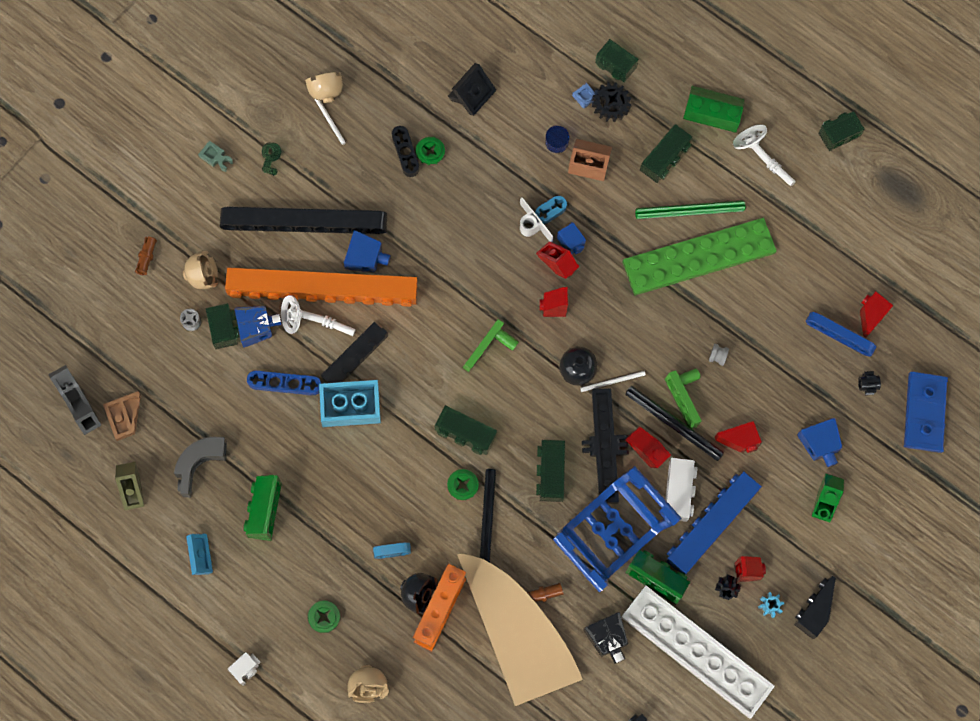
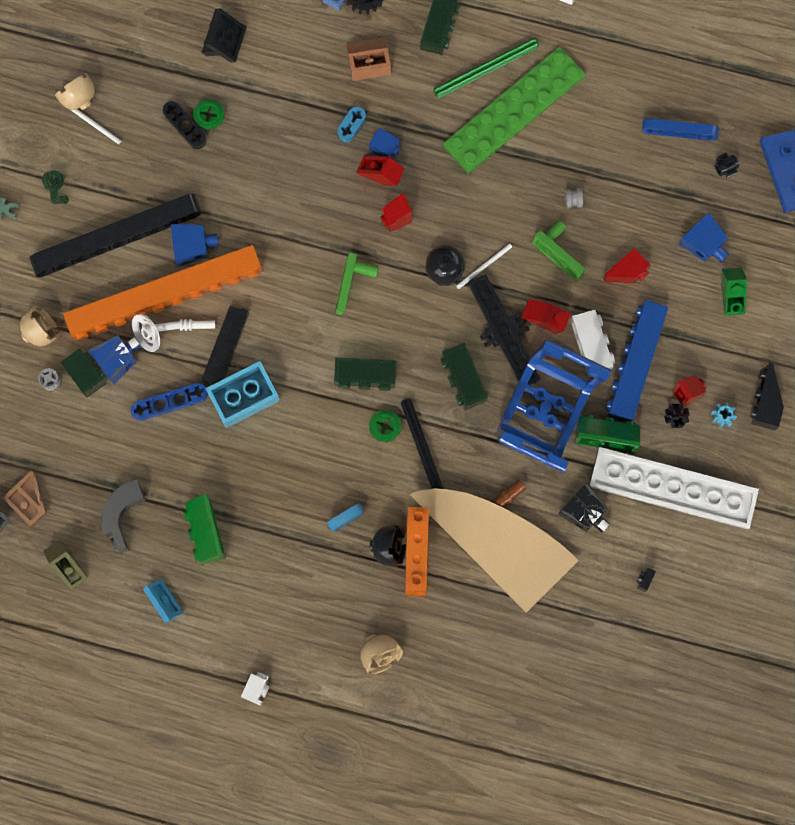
camera: 20 degrees left, 5 degrees up
(323, 607) = (304, 599): green gear -> none
(533, 219) = (339, 140): white piece -> none
(557, 139) = (327, 51): clear blue piece -> none
(674, 423) = (559, 281): black axle -> none
(873, 311) = (701, 95): red slope -> none

